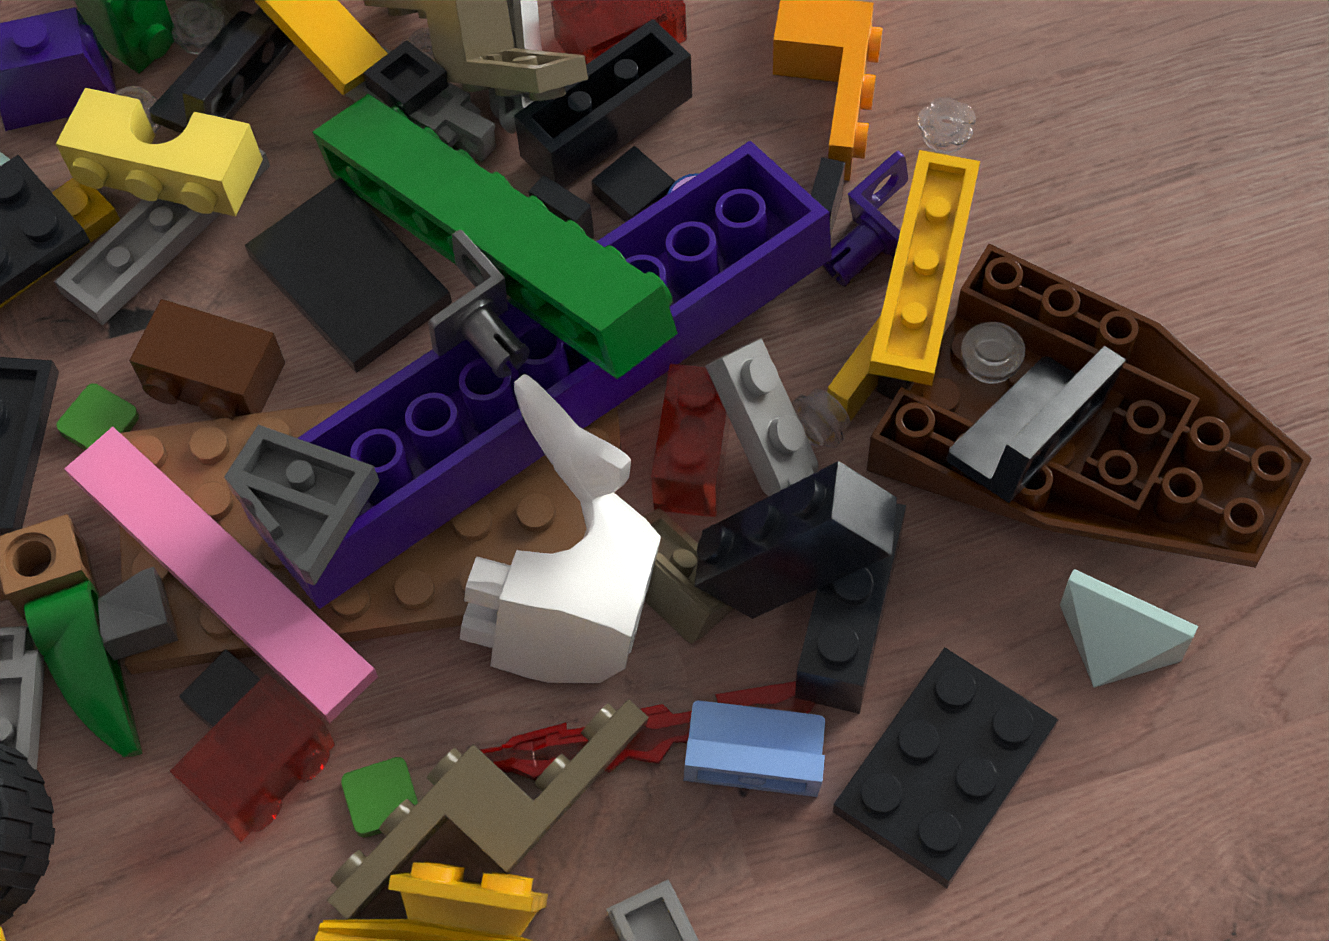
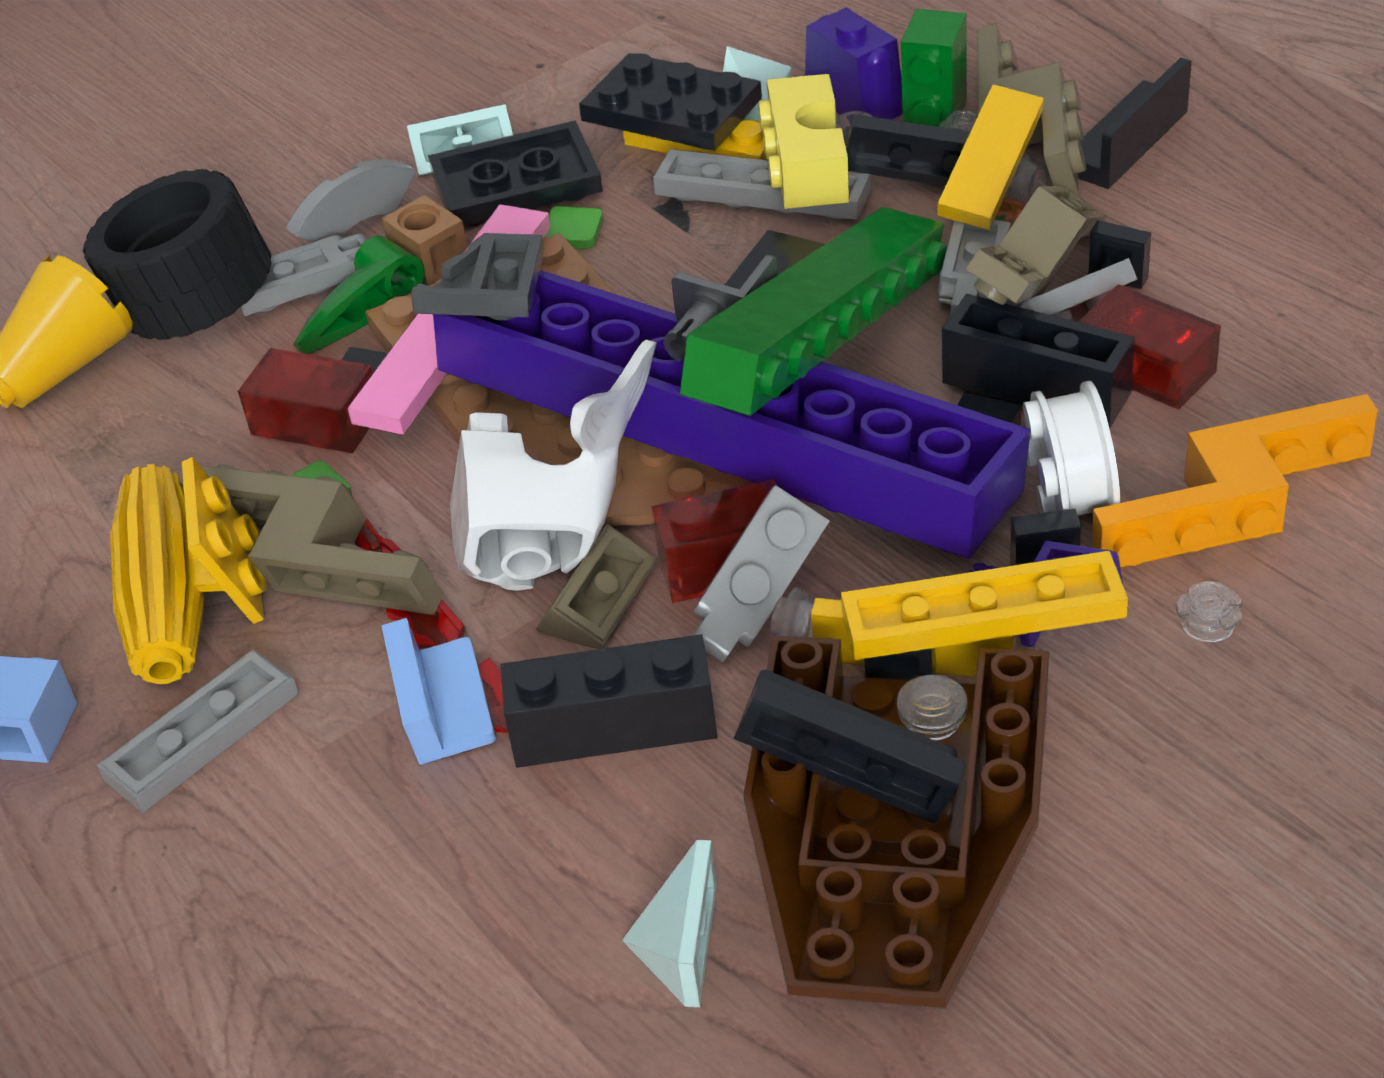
camera: 70 degrees right, 20 degrees down
(136, 616) = (390, 287): dark grey slope -> none
(206, 361) = (642, 247): reddish brown brick -> none
(406, 78) = (971, 232): black tile -> none
(564, 204) = (914, 368): black tile -> none
(762, 109) = (1072, 451): none -> white wheel
(796, 541) = (619, 597): black brick -> none
(945, 767) = (481, 842): black plate -> none

